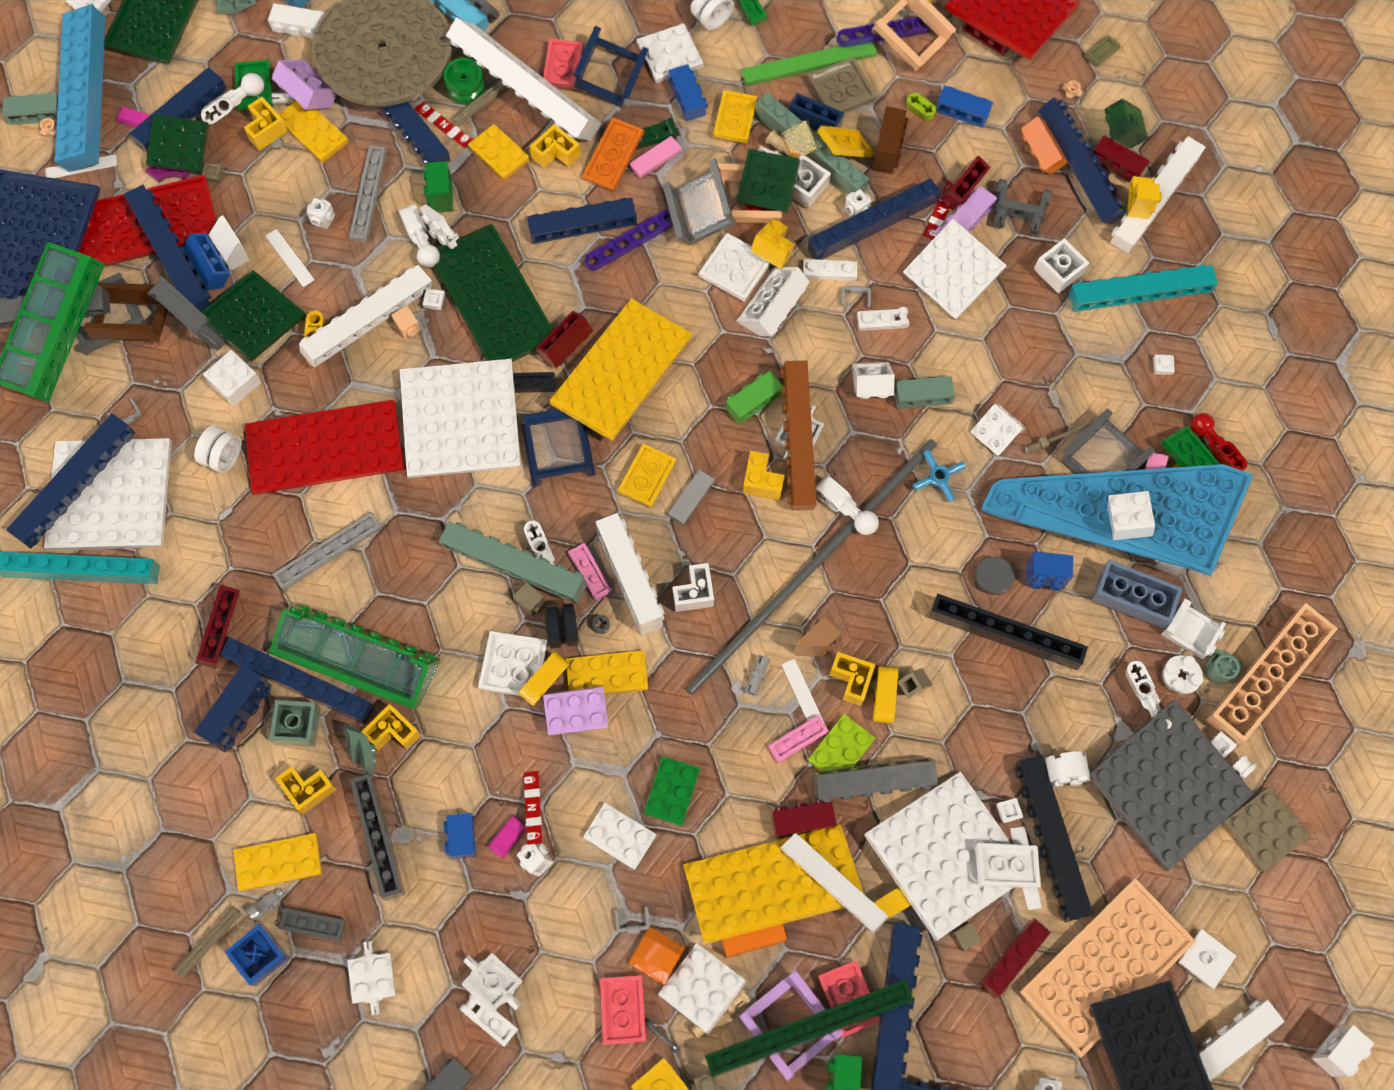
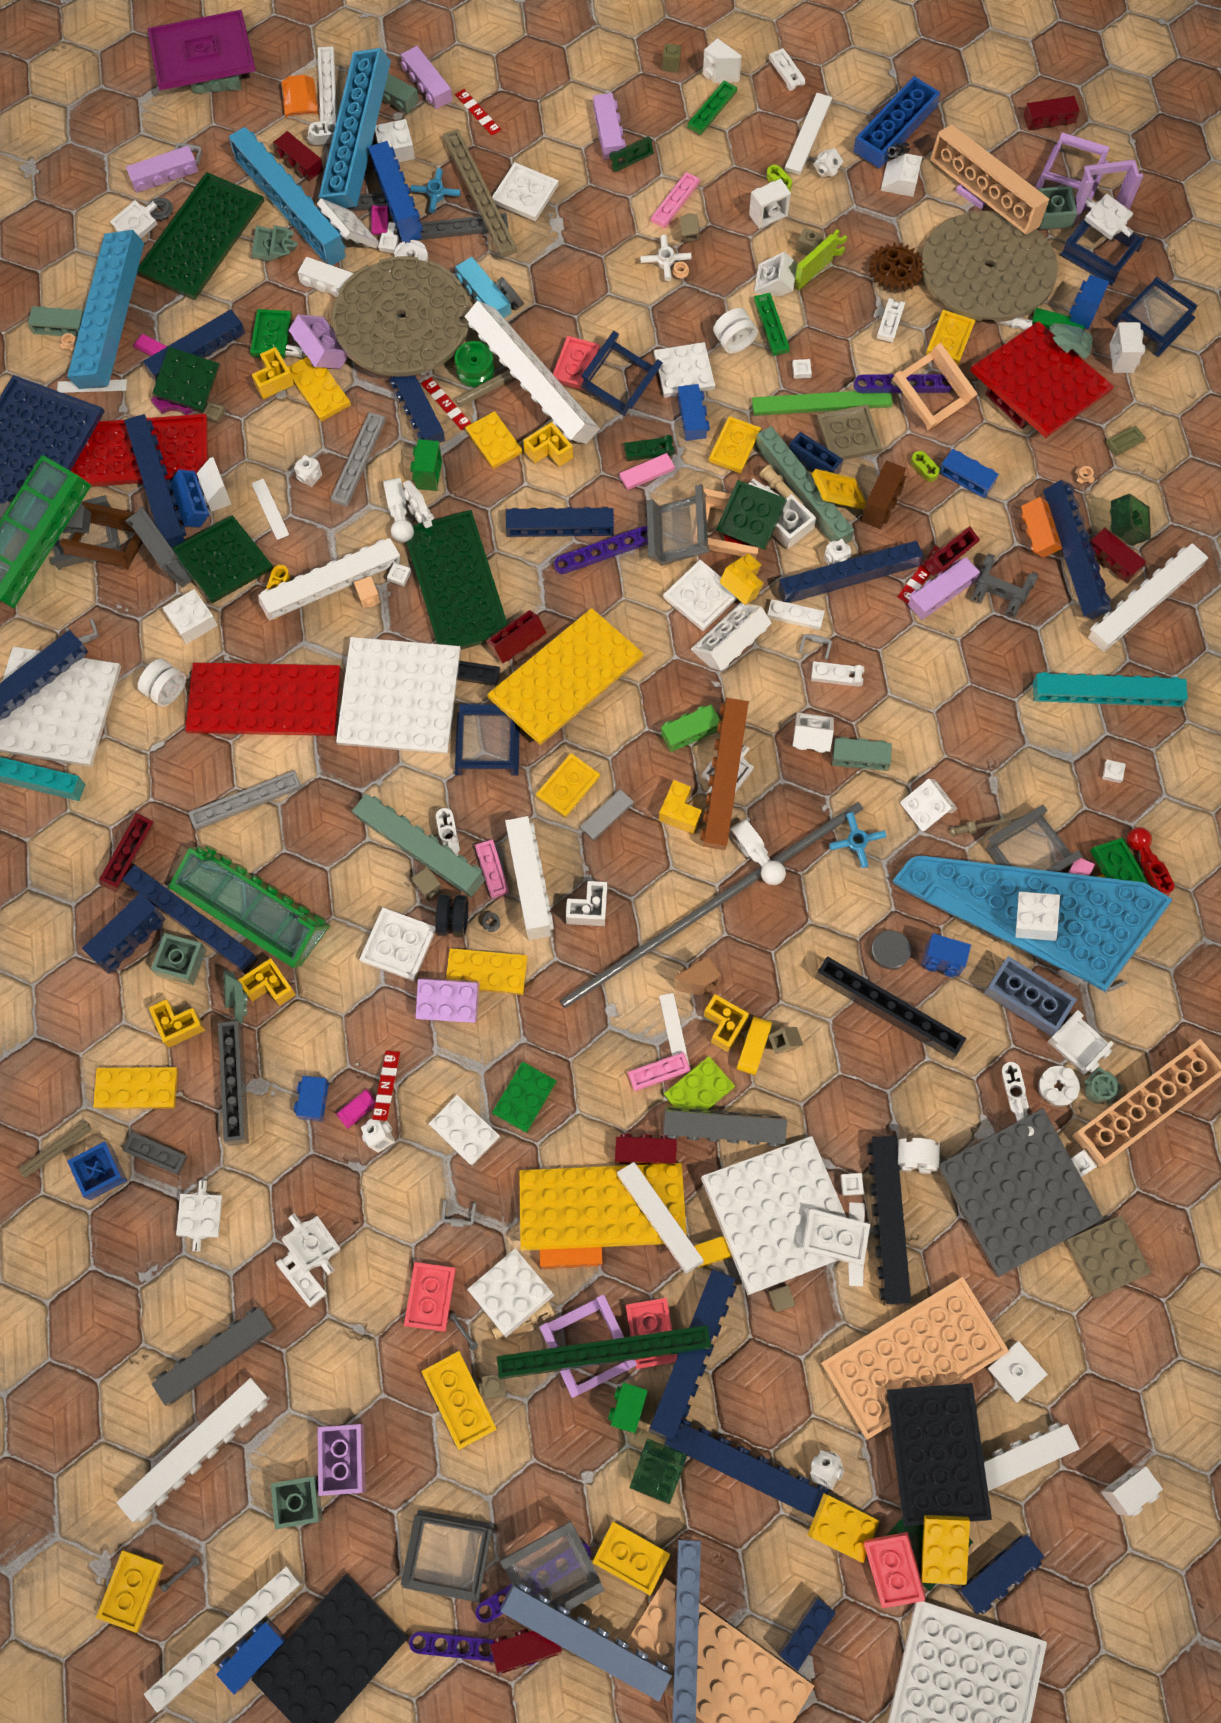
camera: 15 degrees right, 0 degrees up
(250, 85) = (267, 333): white beam -> none
(267, 902) = (119, 1124): light grey piece -> none
(543, 678) = (423, 963): yellow beam -> none
(613, 154) = (604, 461): orange tile -> none
(656, 955) = (474, 1252): orange slope -> none
(757, 675) = (632, 1001): light grey pin -> none
(783, 33) = (801, 368): none -> white plate
(800, 140) = (793, 480): clear yellow piece -> none
(954, 269) = (920, 636): white plate -> none
(1014, 958) = (823, 1329): dark red brick -> none
(1061, 265) = (1030, 652): white brick -> none
(1143, 197) = (1128, 598): yellow brick -> none
(1243, 766) = (1099, 1189): white wheel -> none

